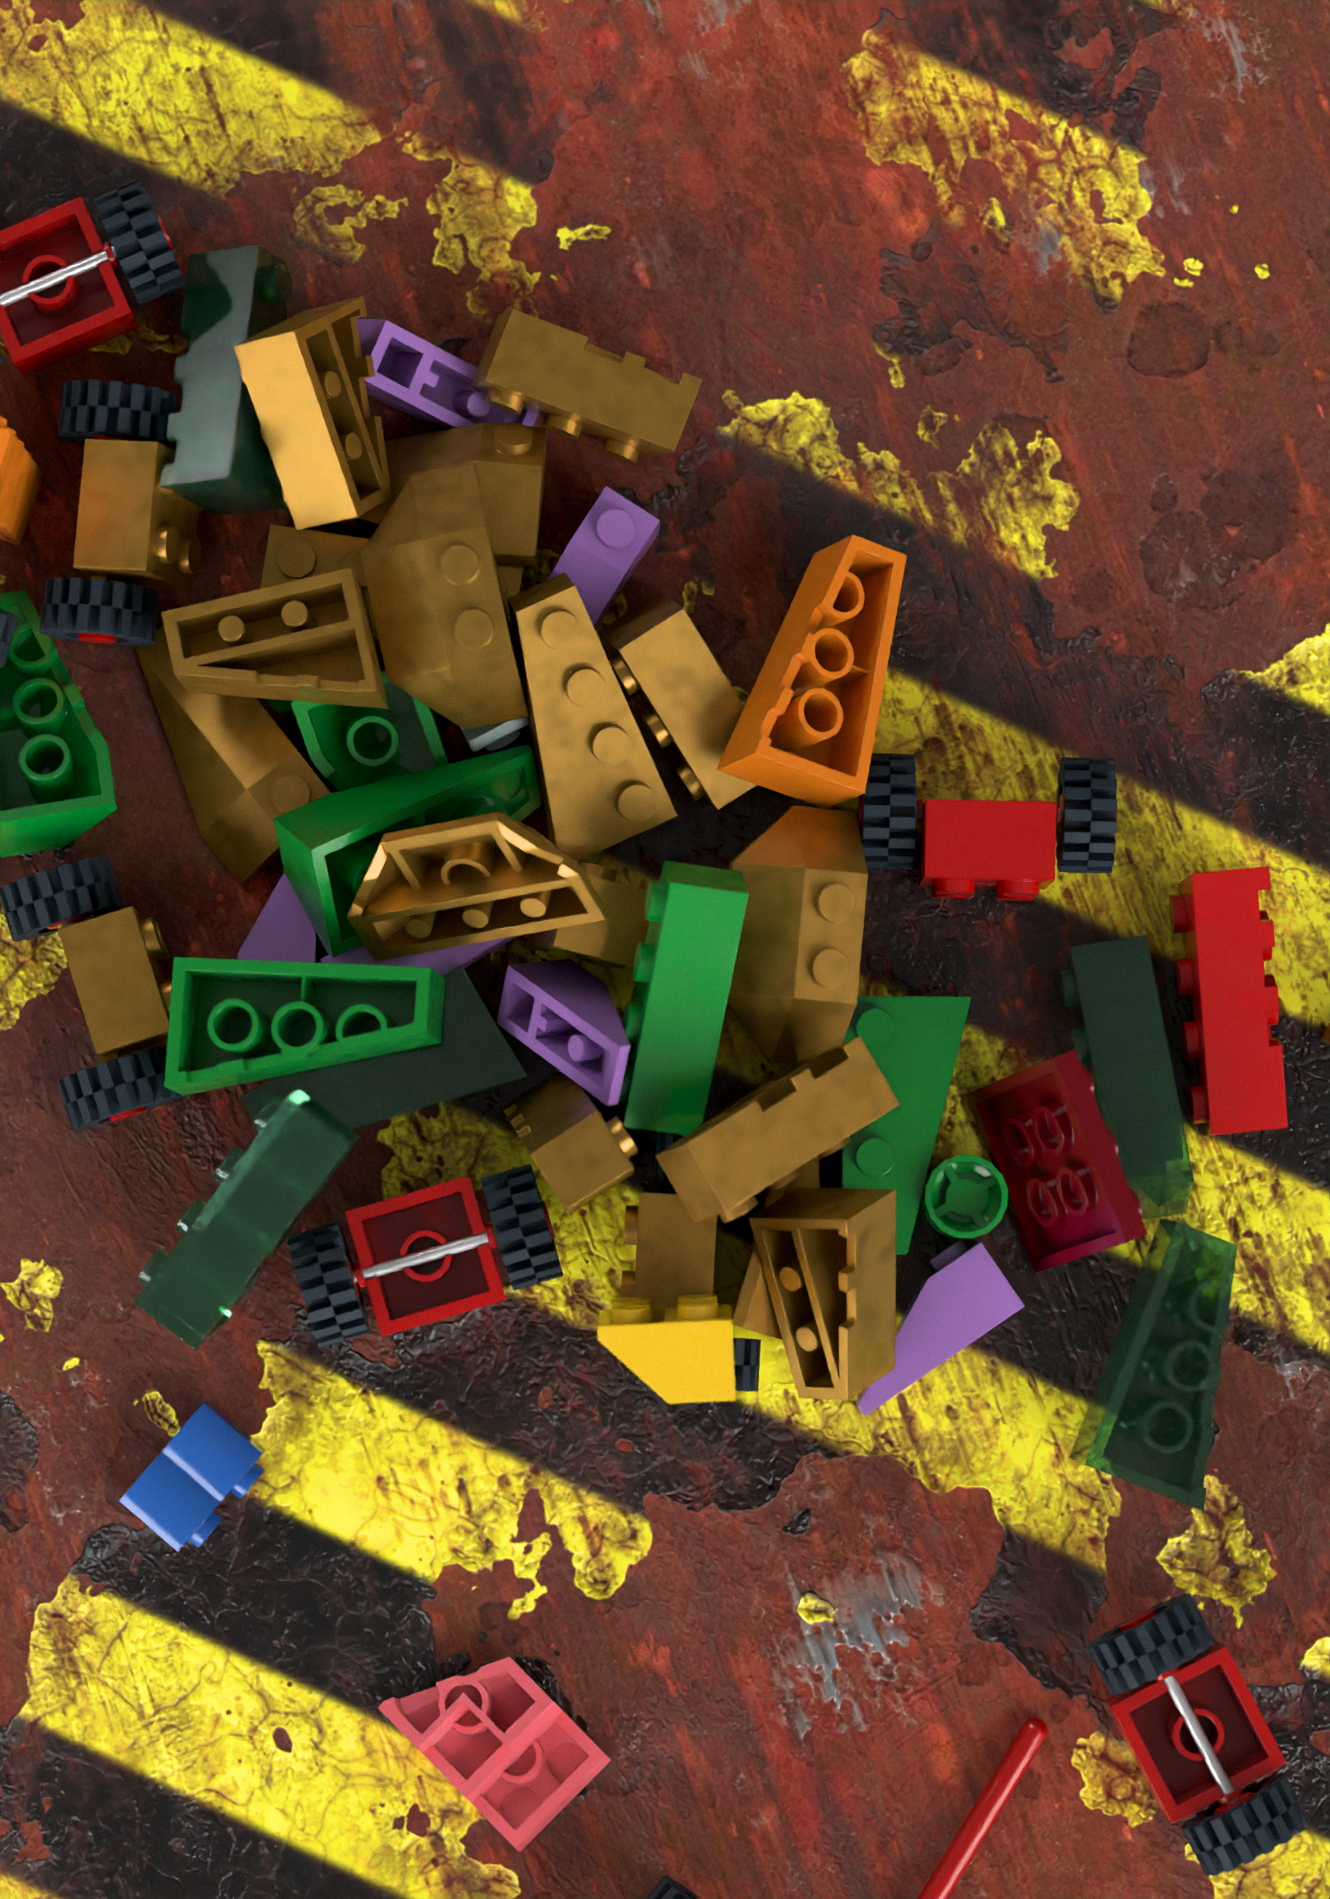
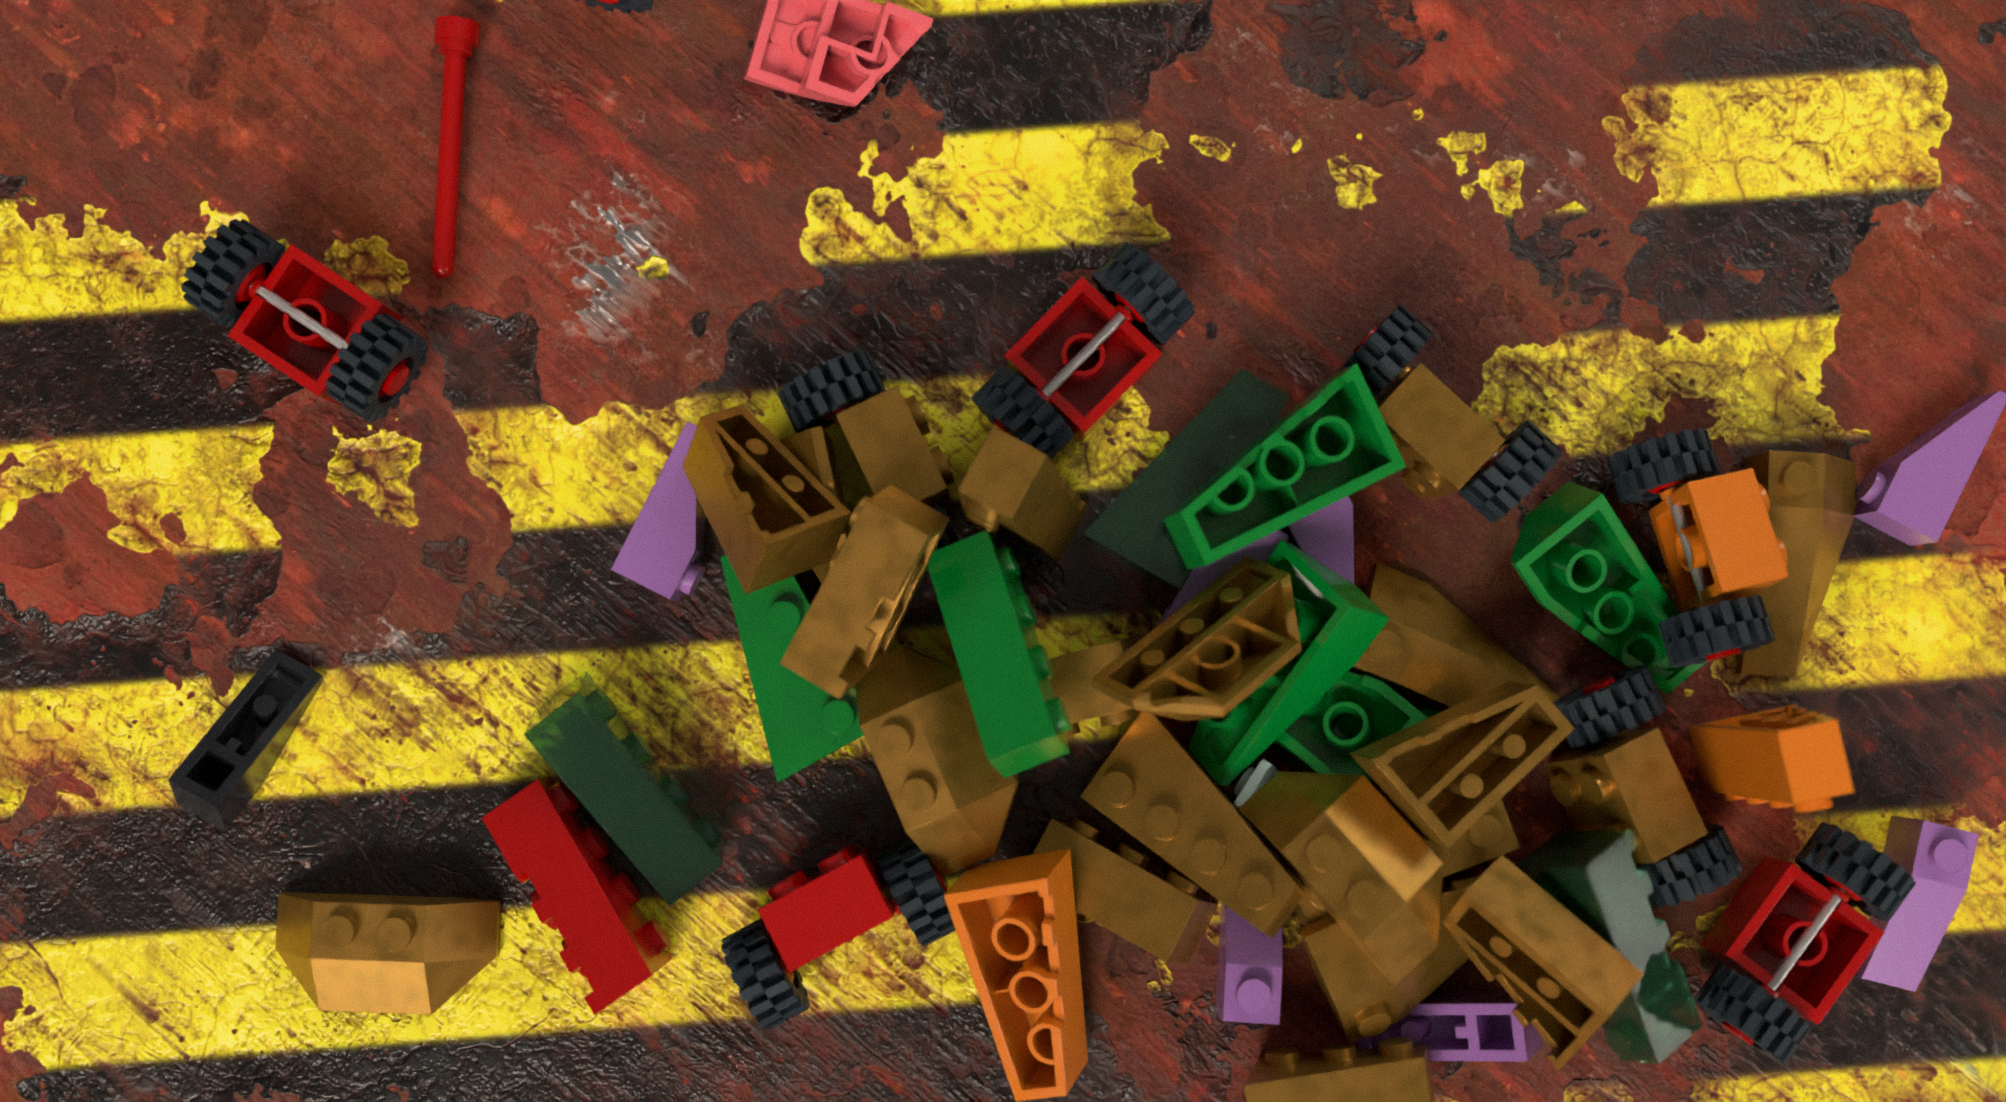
camera: 155 degrees right, 0 degrees up
(194, 1476) = (1161, 108): blue brick -> none
(244, 1218) = (1235, 304): clear green wedge -> none
(568, 1022) = (1073, 590): medium lavender slope -> none
(674, 1350) = (852, 375): yellow slope -> none
(964, 1197) = (700, 627): green wheel -> none
(1057, 1162) = (639, 691): dark red plate -> none
(1163, 1369) = (482, 580): clear green wedge -> none

